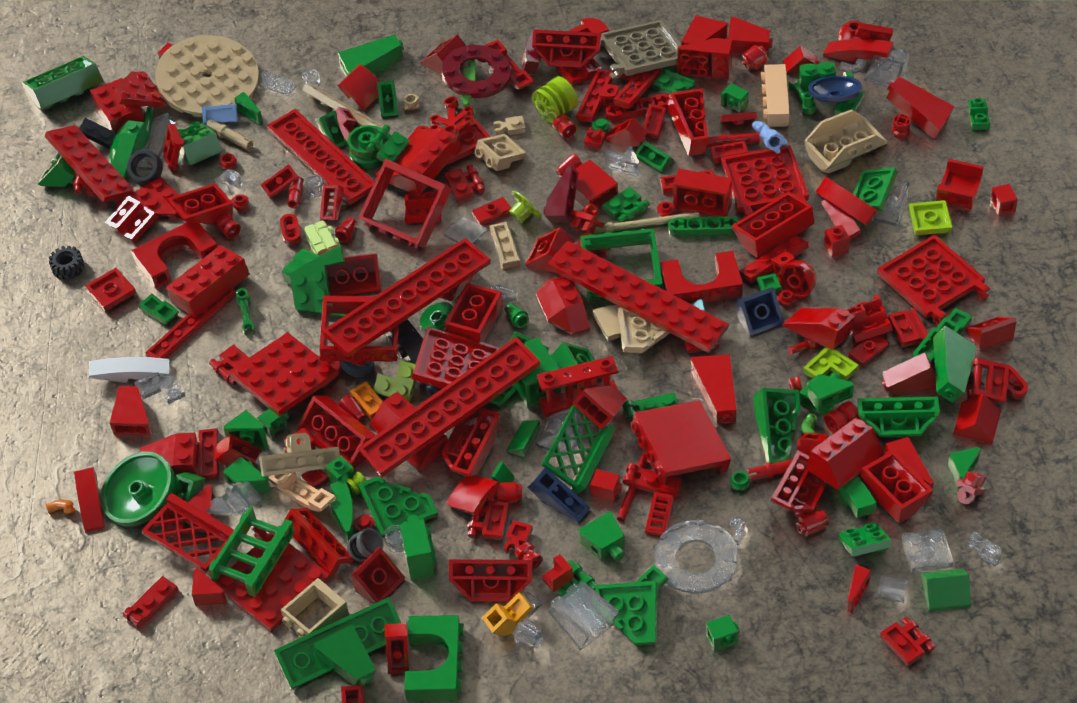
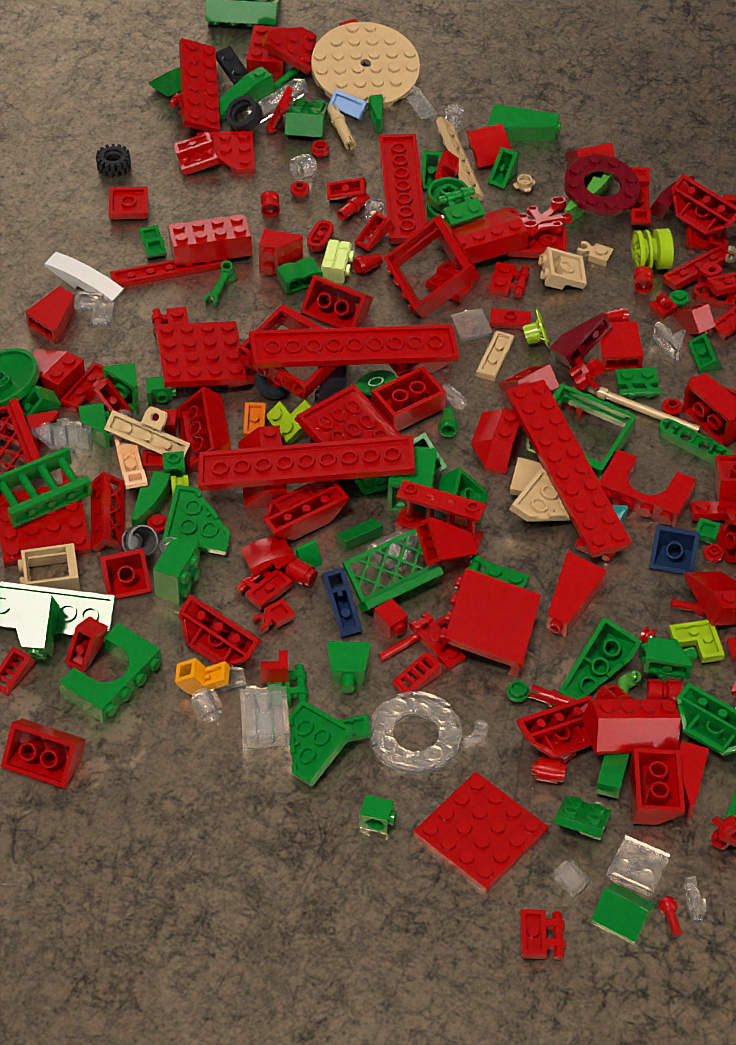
camera: 30 degrees right, 0 degrees up
(150, 254) = (185, 192): red arch -> none
(202, 205) = (258, 171): red slope -> none
(272, 258) = (277, 249): none -> red slope
(311, 281) = (294, 287): green wing -> none
(352, 406) = (234, 418): red cone -> none
(527, 552) = (269, 641): red wheel -> none
(802, 597) = (480, 831): none -> red plate
(859, 584) = (538, 855): red slope -> none
(971, 565) = (668, 906): none -> red bar

